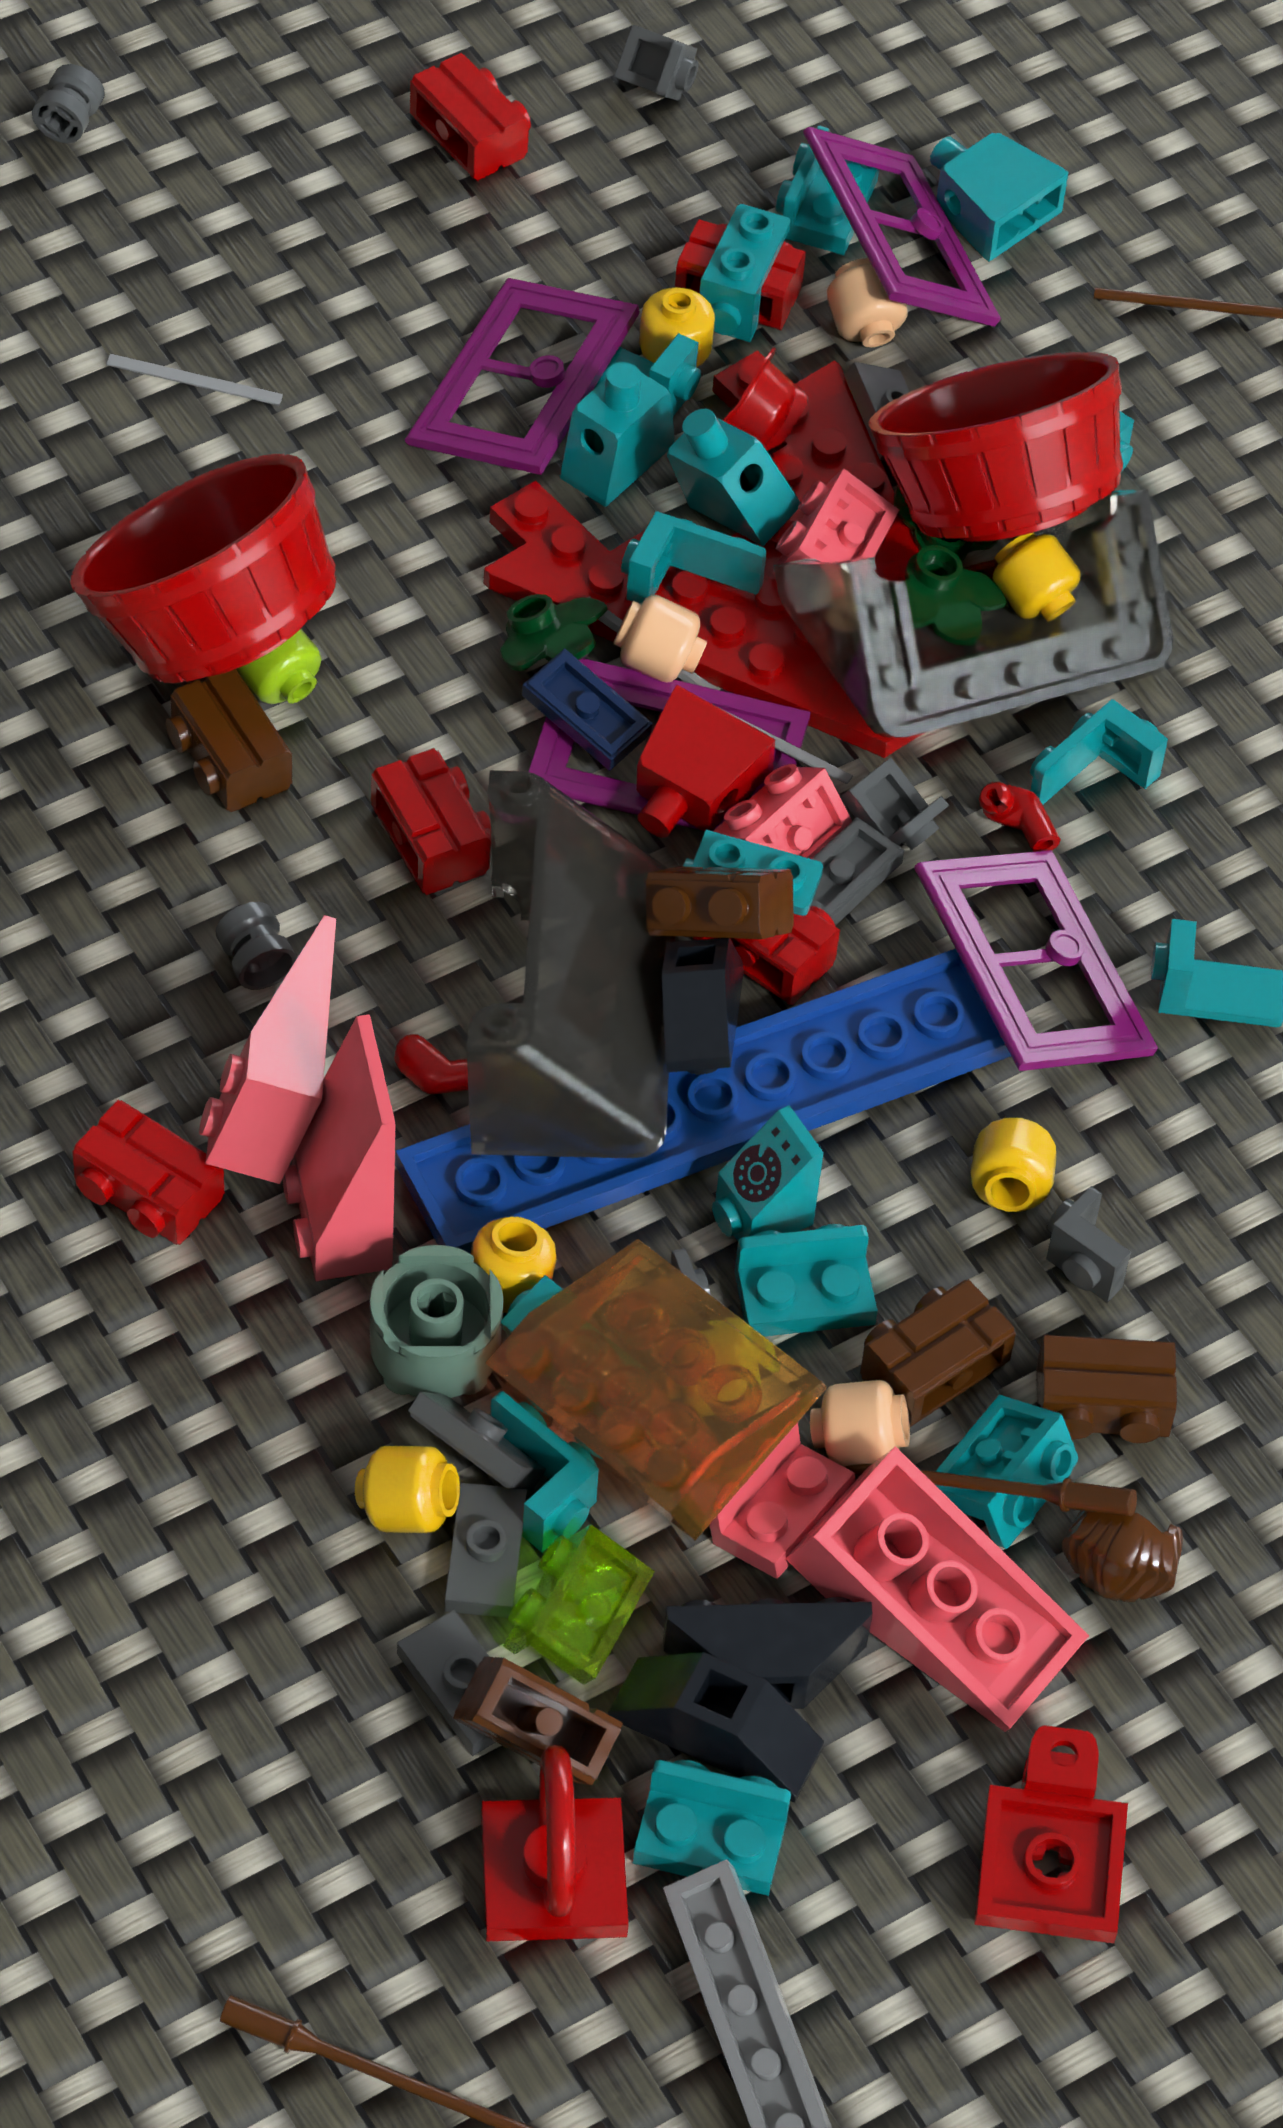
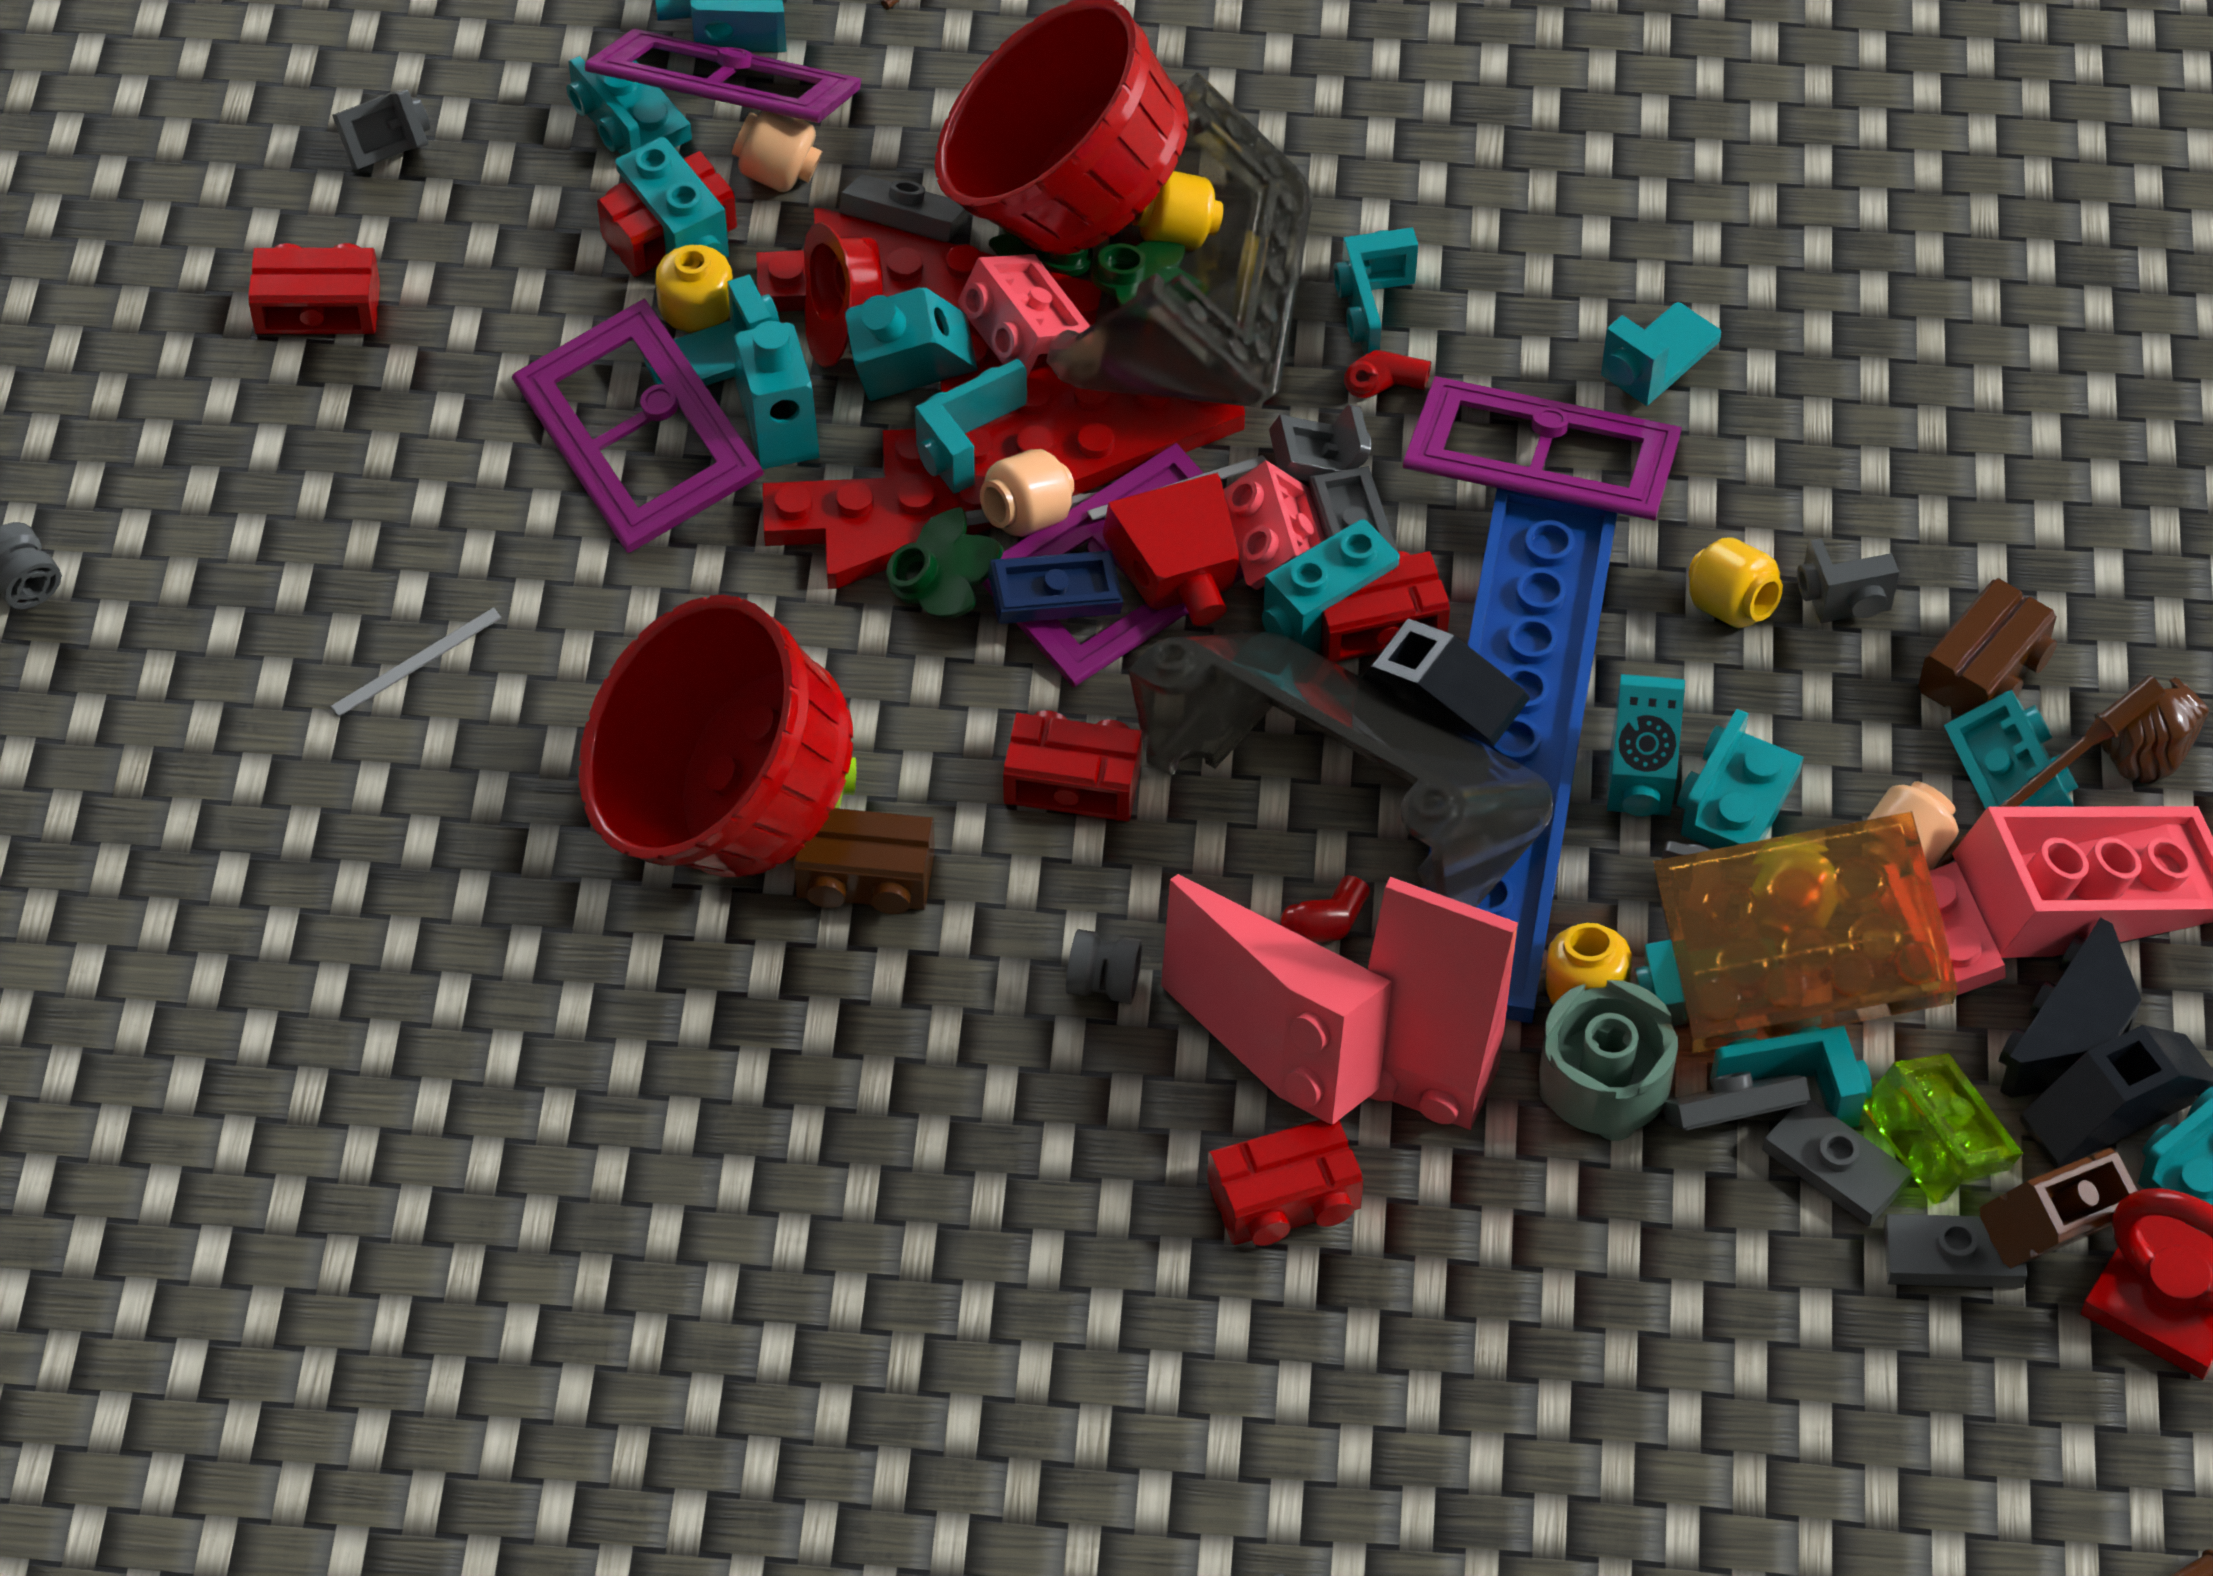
camera: 50 degrees left, 0 degrees up
(408, 1489) = (1751, 1176): yellow head -> none
(719, 902) = (1368, 603): reddish brown brick -> none
(939, 1348) = (1872, 735): reddish brown brick -> none

